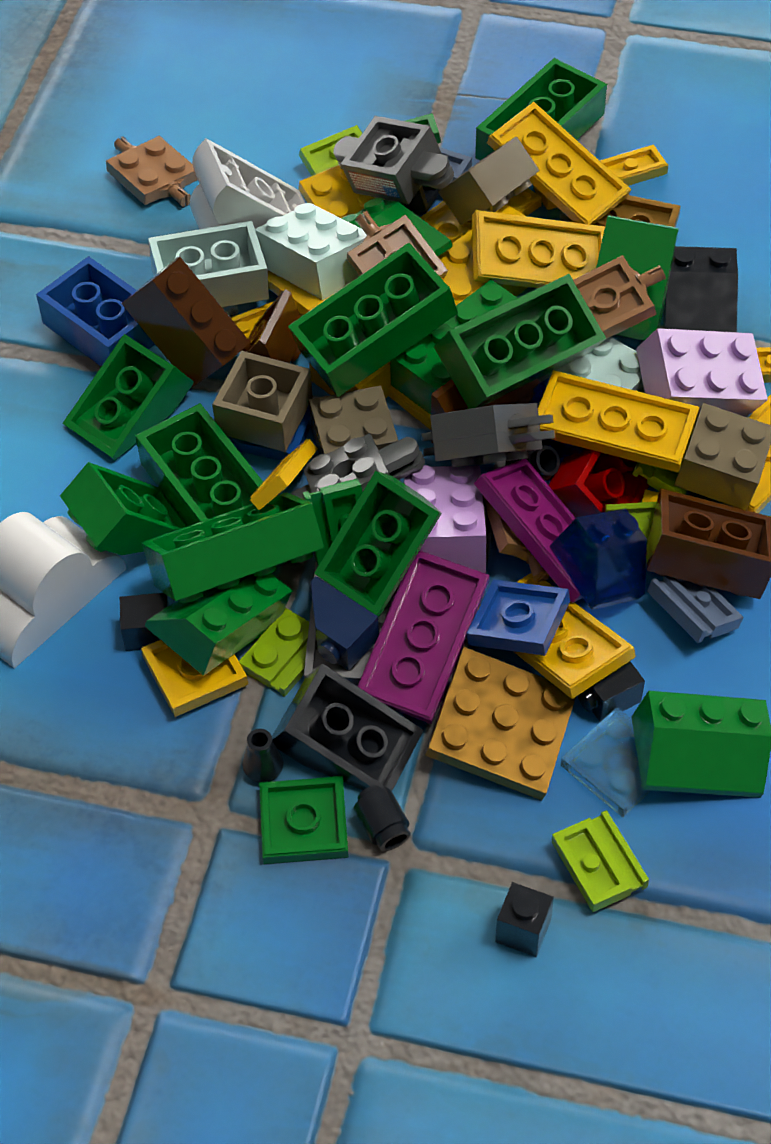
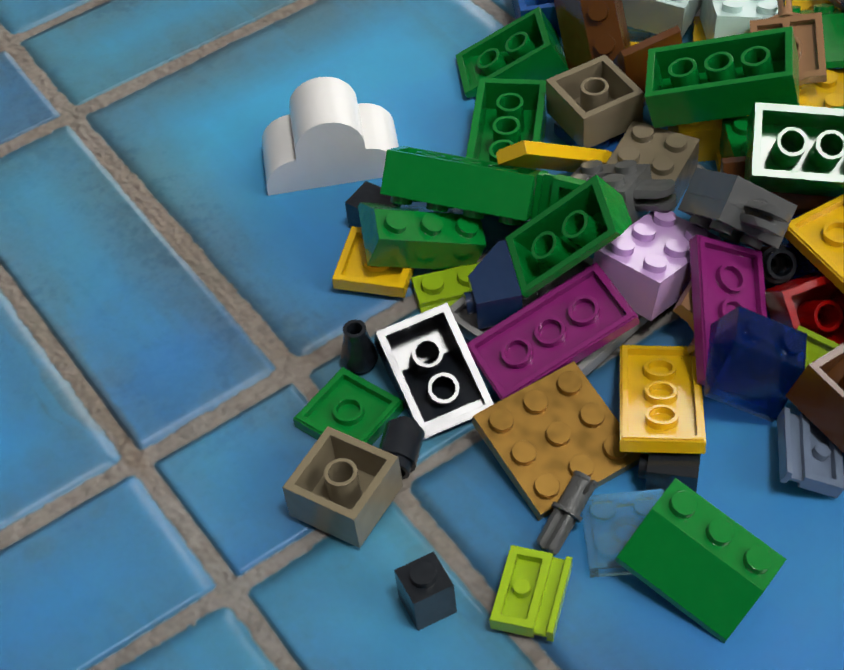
camera: 45 degrees right, 5 degrees down
(118, 510) = (419, 117): green slope -> none
(377, 883) = (343, 486): none -> dark tan brick
(518, 617) = (638, 365): blue plate -> none
(567, 777) = (566, 512): none -> dark grey axle

